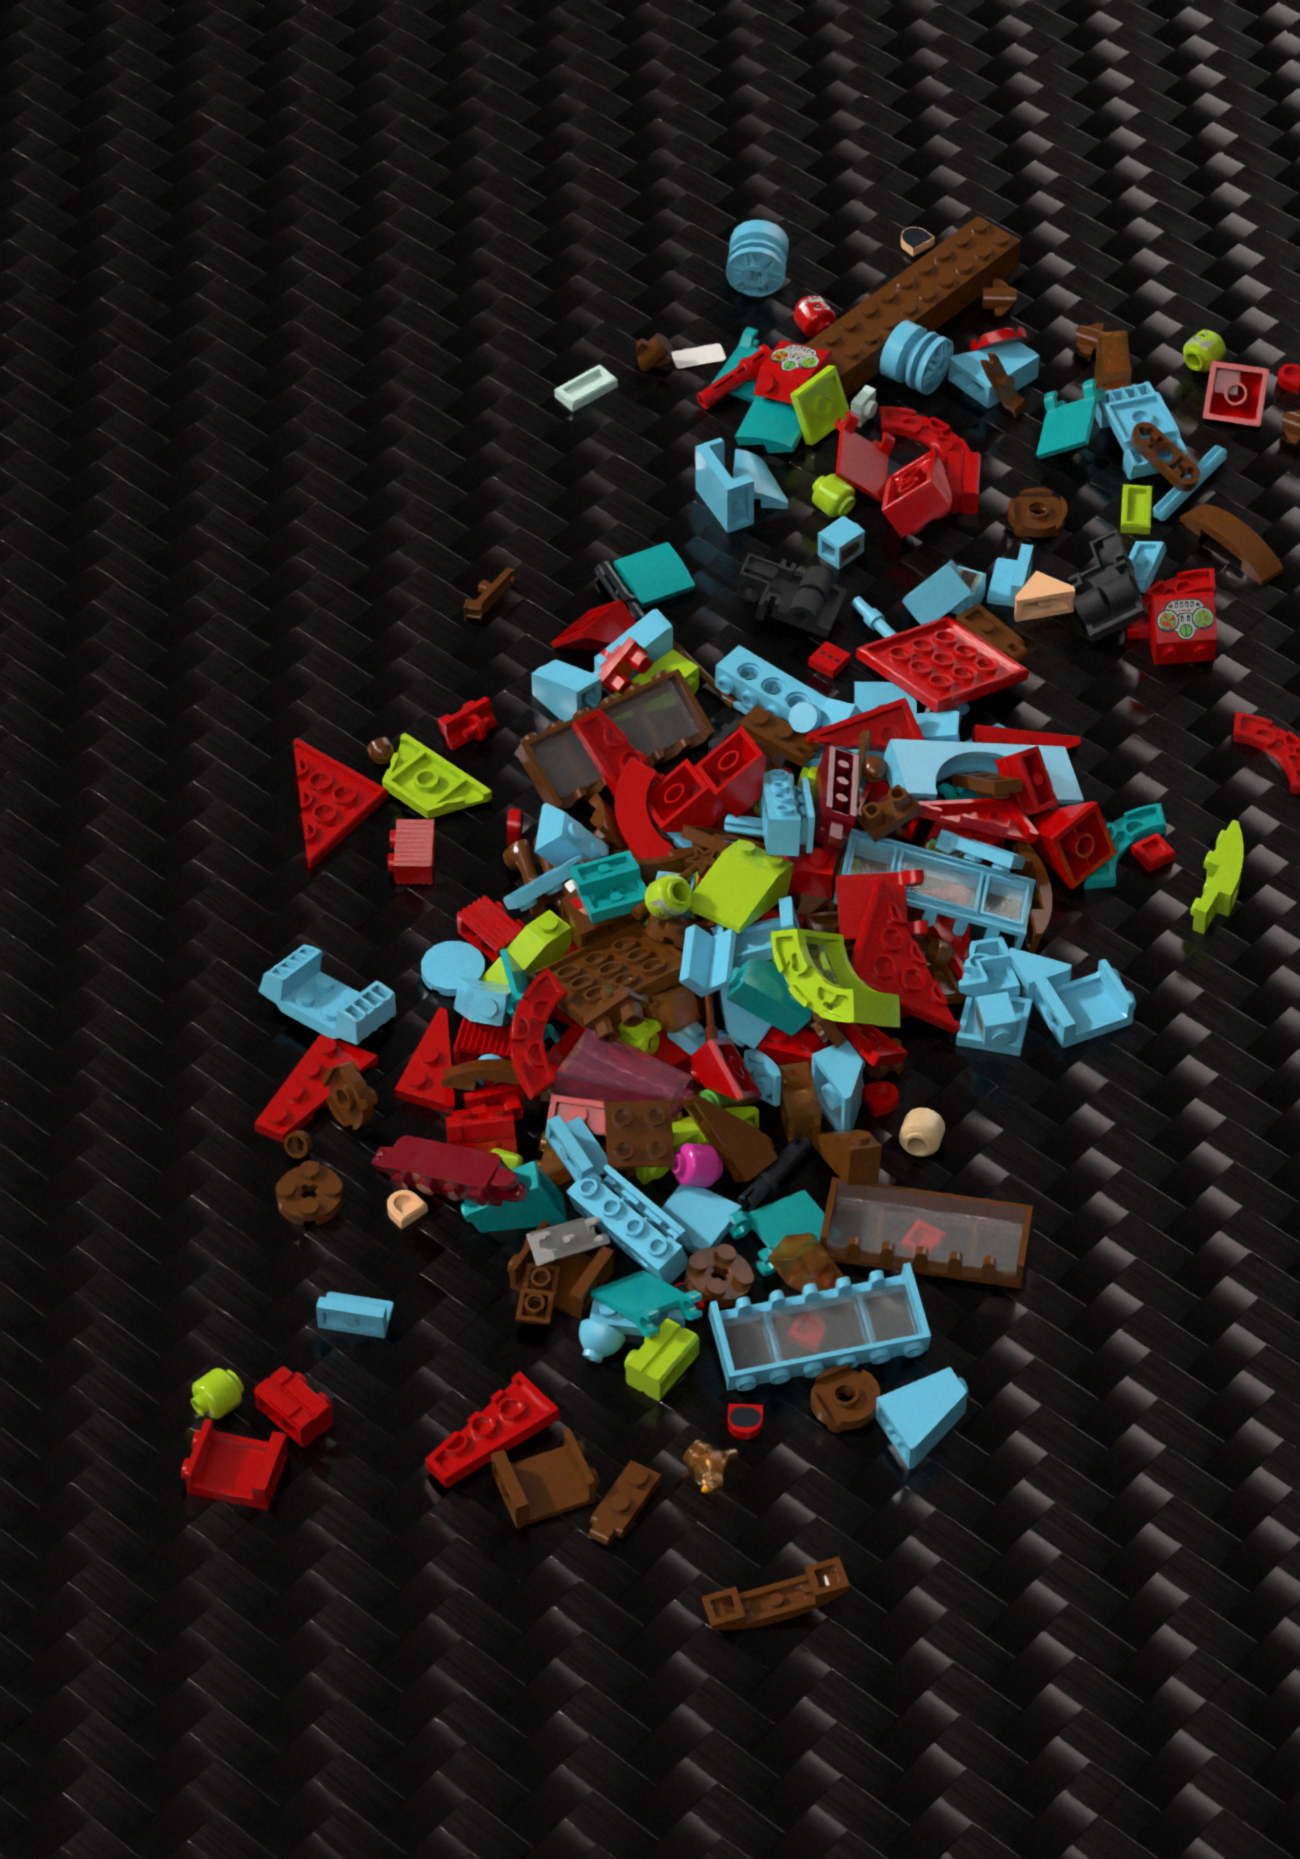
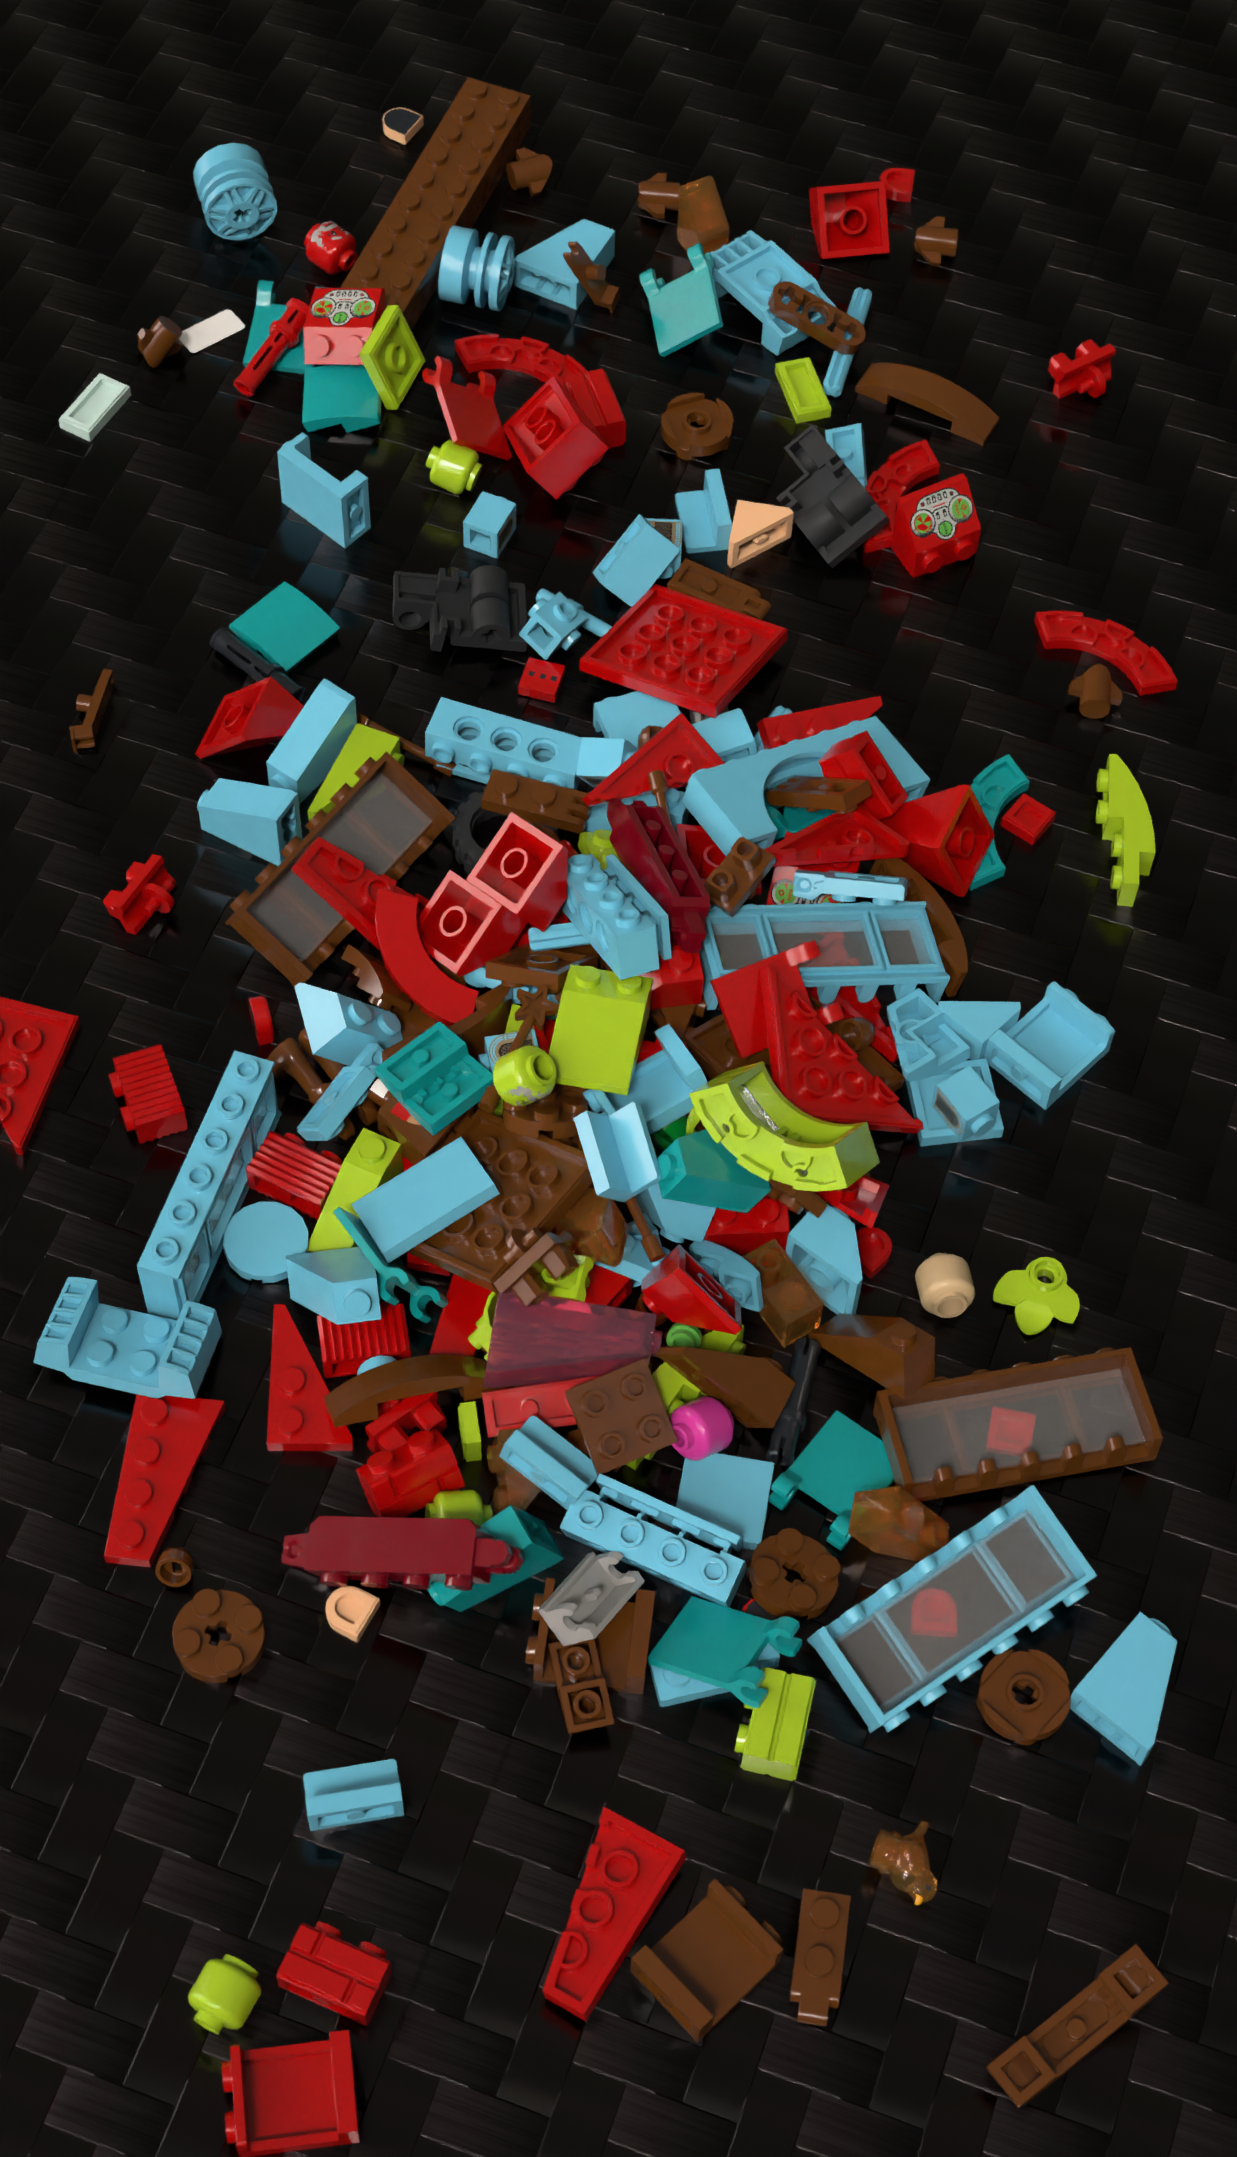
camera: 25 degrees left, 10 degrees up
(350, 1096) = (219, 1479): reddish brown plate -> none
(380, 750) = (47, 965): reddish brown hinge -> none
(424, 913) = (208, 1187): none -> medium azure window
(430, 782) = (128, 989): lime wing -> none
(527, 1033) = (422, 1320): red tile -> none
(536, 1122) = (469, 1431): none -> lime tile
(571, 960) = (425, 1199): none -> medium azure tile
(599, 1339) = (686, 1724): medium azure brick -> none
(621, 664) = (308, 763): red hips -> none
(745, 1420) = (914, 1772): tile -> none
(764, 483) = (342, 460): medium azure slope -> none
(805, 717) = (565, 771): medium azure tile -> none
(852, 622) = (552, 625): none -> medium azure brick
(865, 404) = (438, 343): light aqua plate -> none
(874, 769) = (684, 816): reddish brown hinge -> none
(987, 1161) = (1038, 1301): none -> lime plate
(999, 337) = (560, 222): red tile -> none
(1203, 349) = (791, 177): lime head -> none
(1251, 778) = (1095, 692): none -> reddish brown piece

